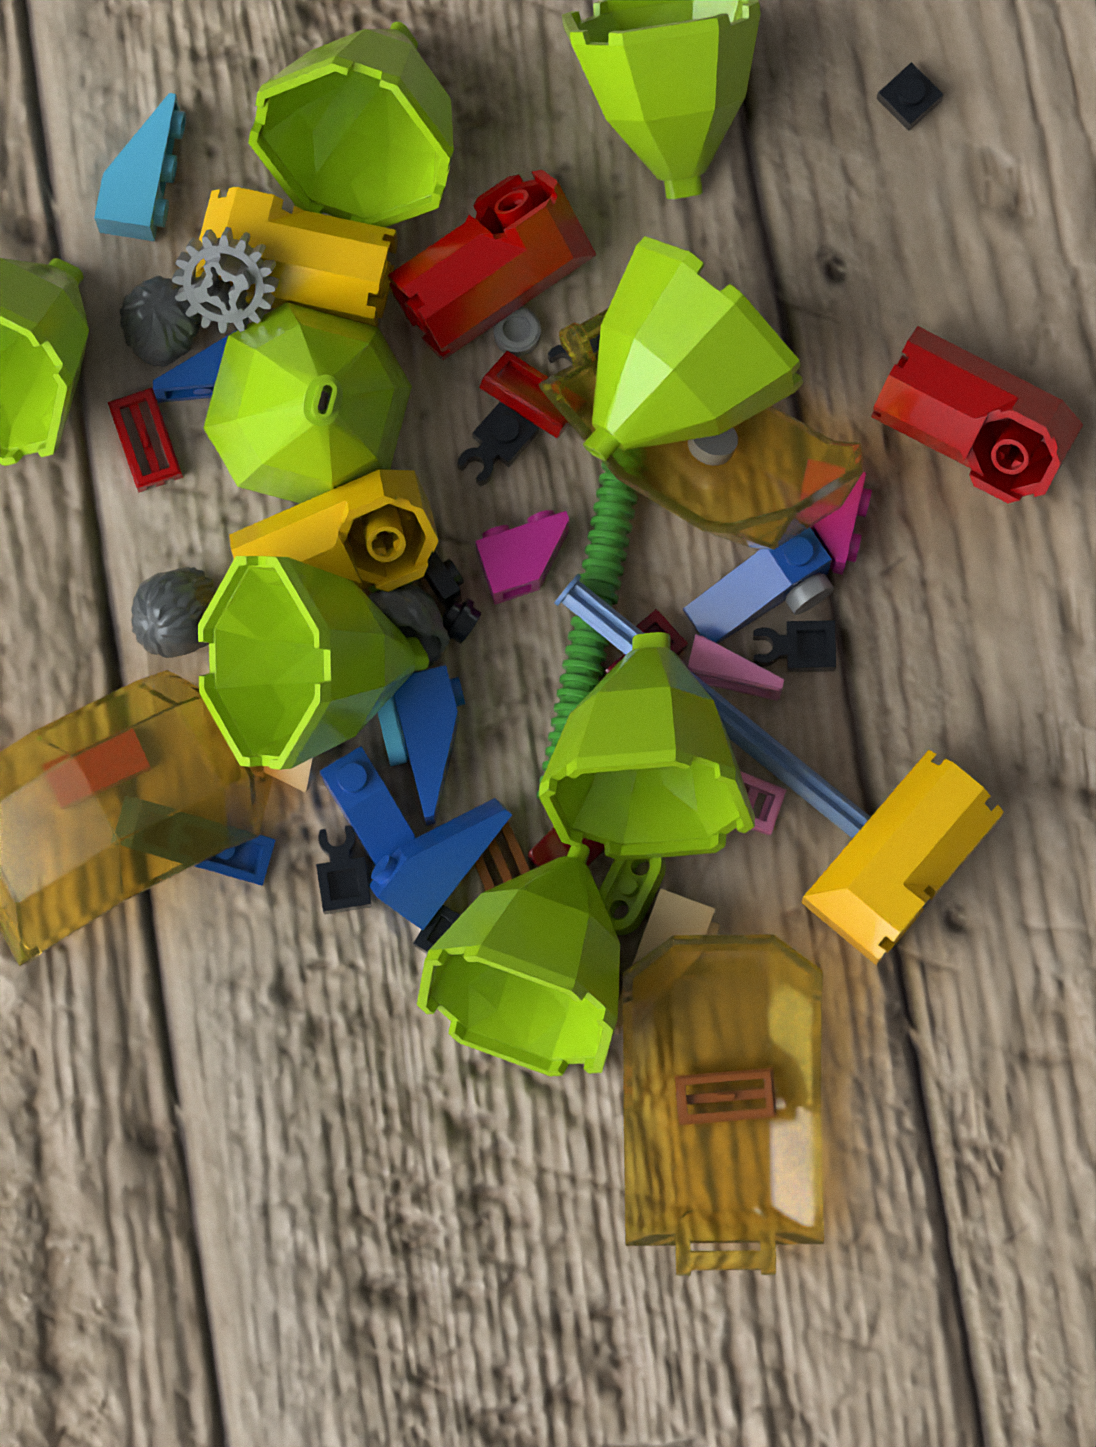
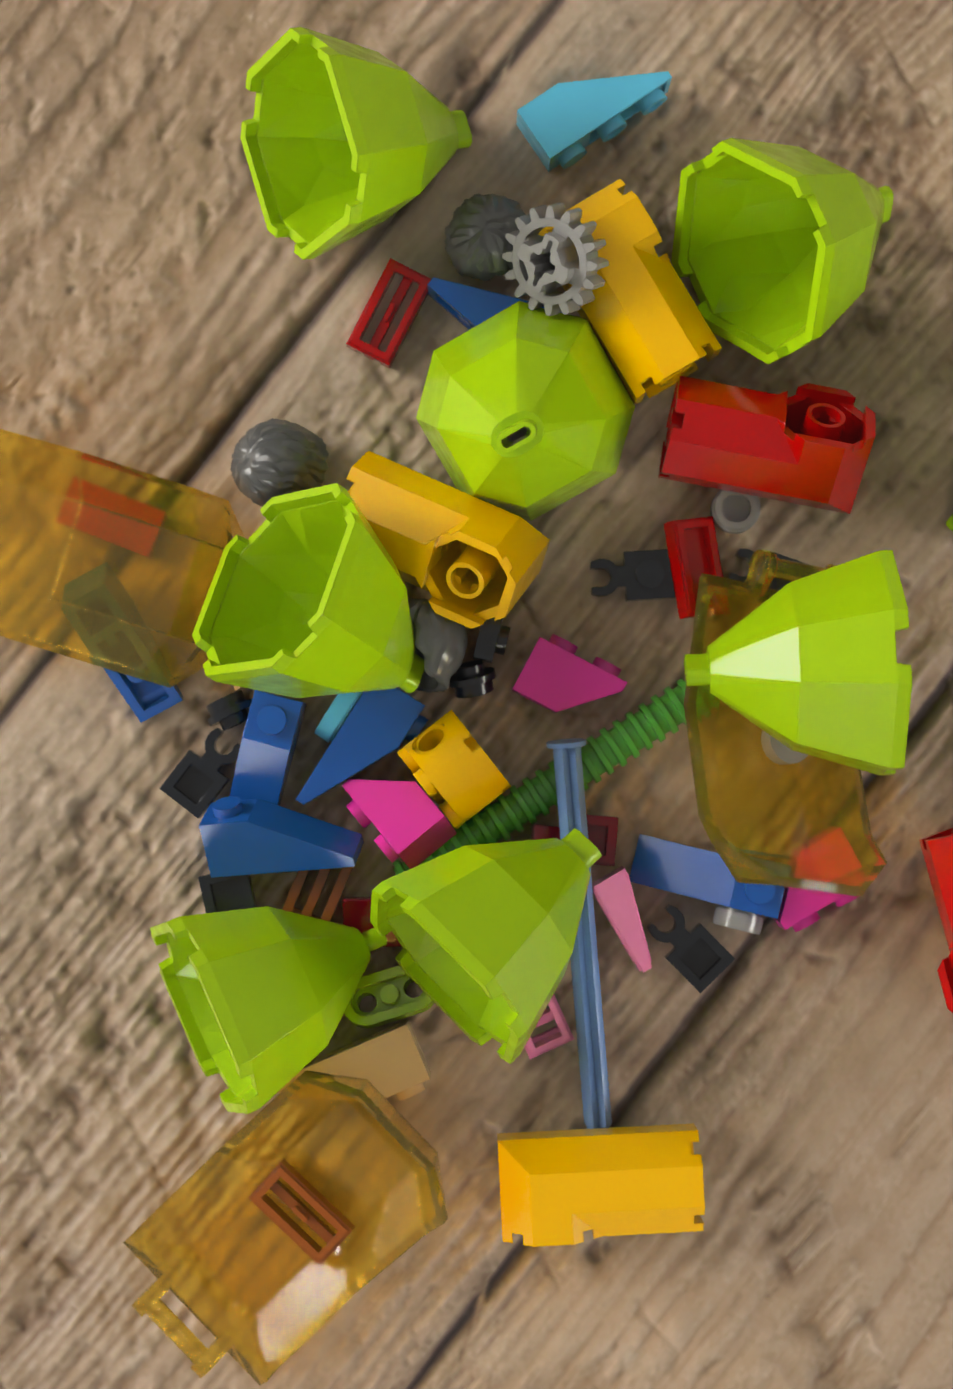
camera: 45 degrees right, 10 degrees up
(316, 810) = (229, 710): none -> black plate
(506, 754) = (403, 815): none -> dark pink slope
(510, 685) = (453, 769): none -> yellow brick

